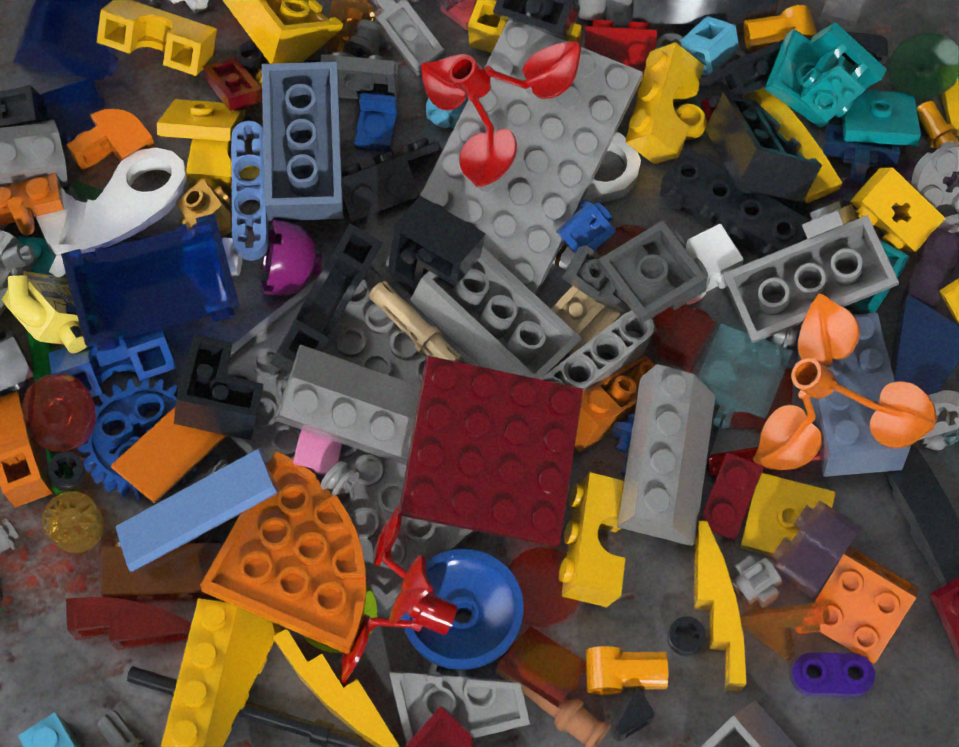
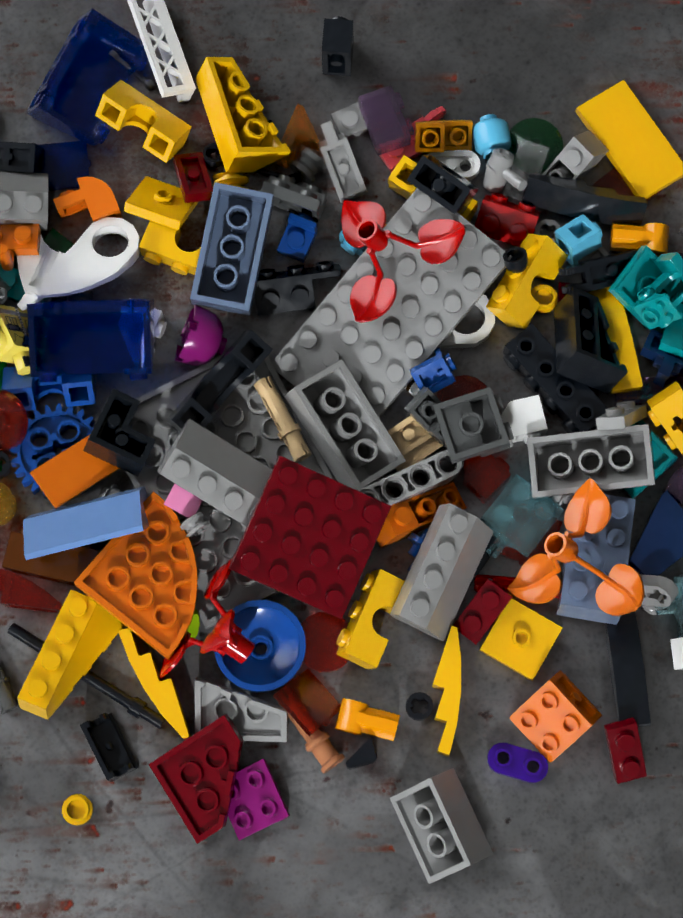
camera: 15 degrees right, 10 degrees up
(203, 201) = (148, 280): pearl gold brick -> none
(247, 190) = (179, 274): medium blue beam -> none
(435, 242) = (310, 361): black brick -> none
(651, 76) = (518, 261): none -> black hinge
(756, 581) = (481, 680): light grey gear -> none
(775, 624) = (485, 717): clear orange slope -> none
(815, 548) = (531, 668): clear purple brick -> none

